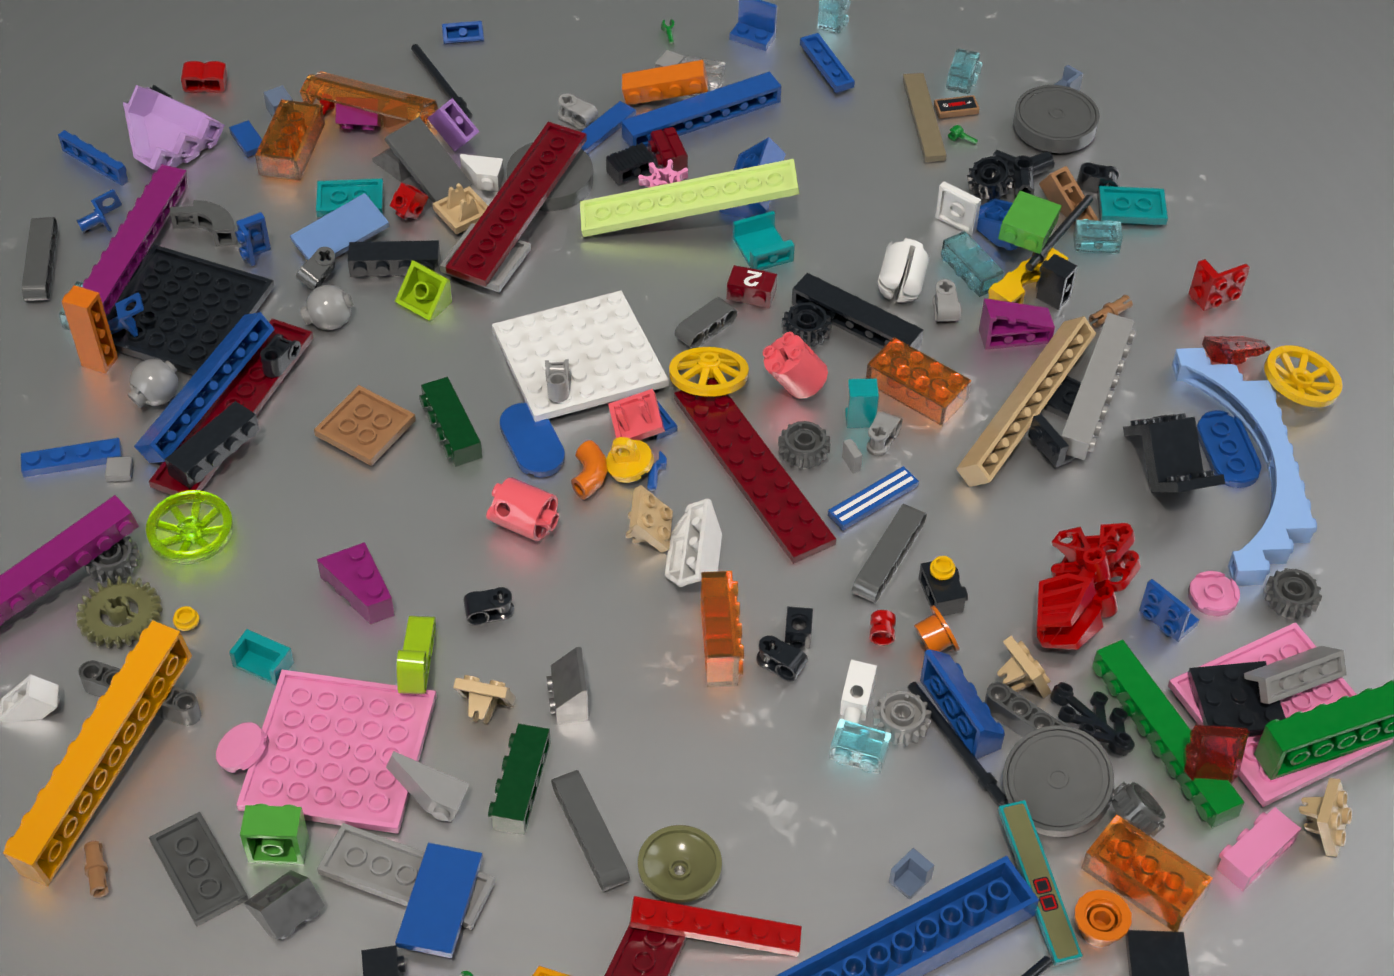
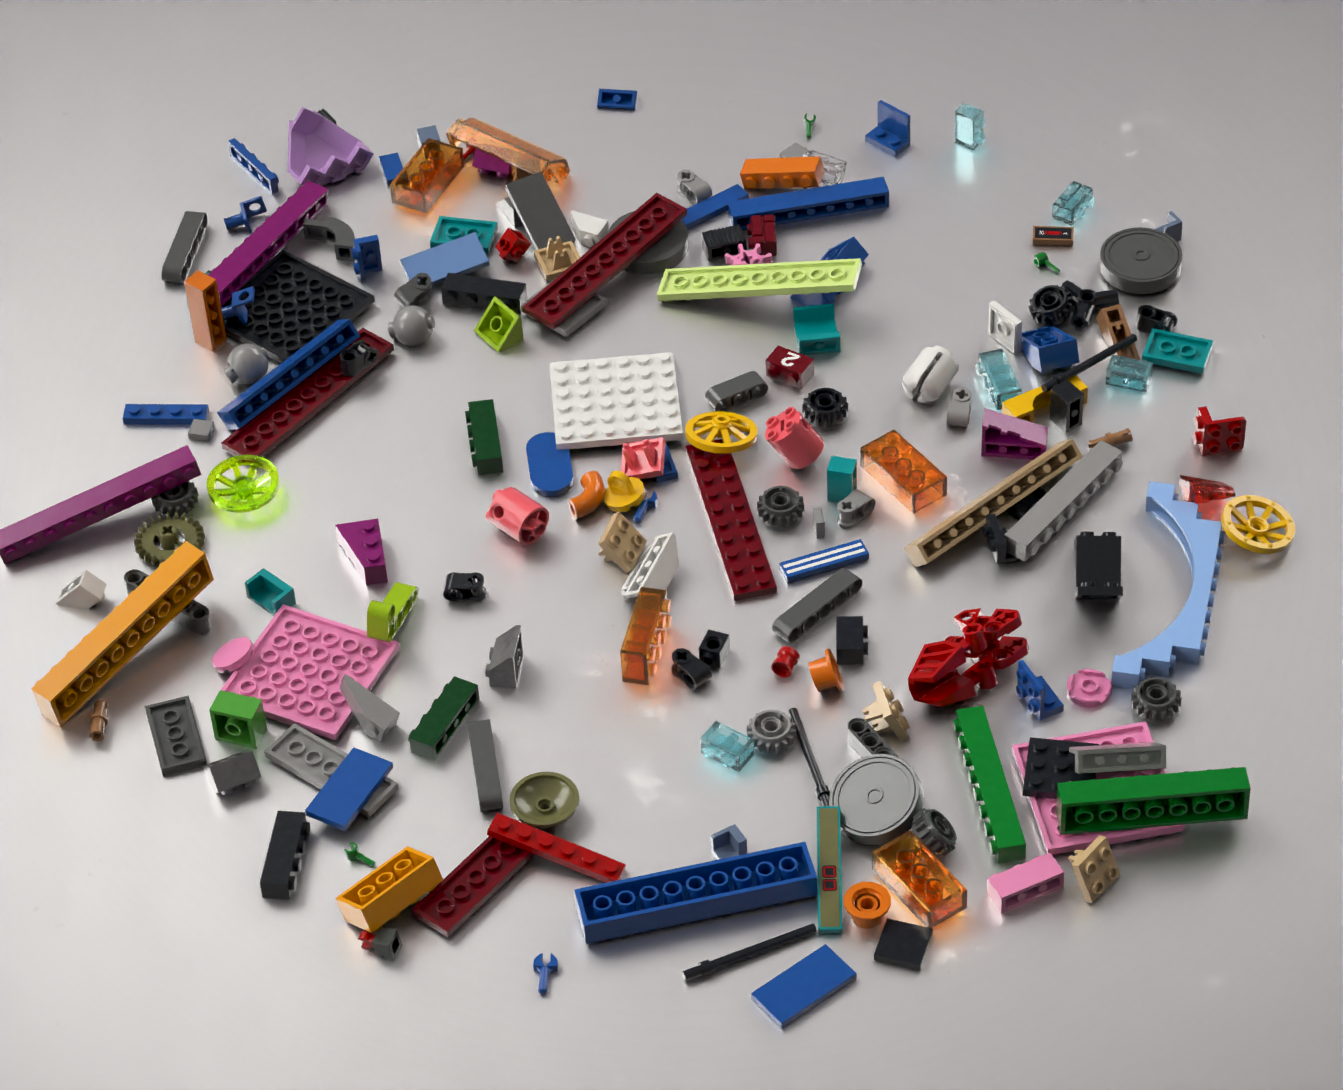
camera: 20 degrees right, 5 degrees down
(185, 618) = (220, 553): yellow plate -> none
(204, 77) = (370, 107): red brick -> none
(212, 444) = (280, 421): black brick -> none
(365, 425) = (412, 428): medium nougat plate -> none
(440, 79) = (589, 164): black bar -> none
(453, 124) = (574, 183): medium lavender brick -> none
(483, 696) = (434, 652): tan plate -> none
(557, 380) = (584, 416): light grey piece -> none
(827, 62) = (946, 176): blue plate -> none
(855, 314) = (872, 405): black brick -> none
(858, 691) = (741, 703): white torso -> none
(924, 117) = (1017, 241): dark tan tile -> none
(942, 568) = (850, 621): yellow plate -> none
(960, 704) = (824, 729): blue slope -> none
(1029, 222) = (1056, 348): bright green brick -> none
(1117, 739) = (944, 782): black plant -> none
(1215, 752) = (1011, 798): clear red slope -> none
(1228, 448) = (1162, 575): blue tile -> none

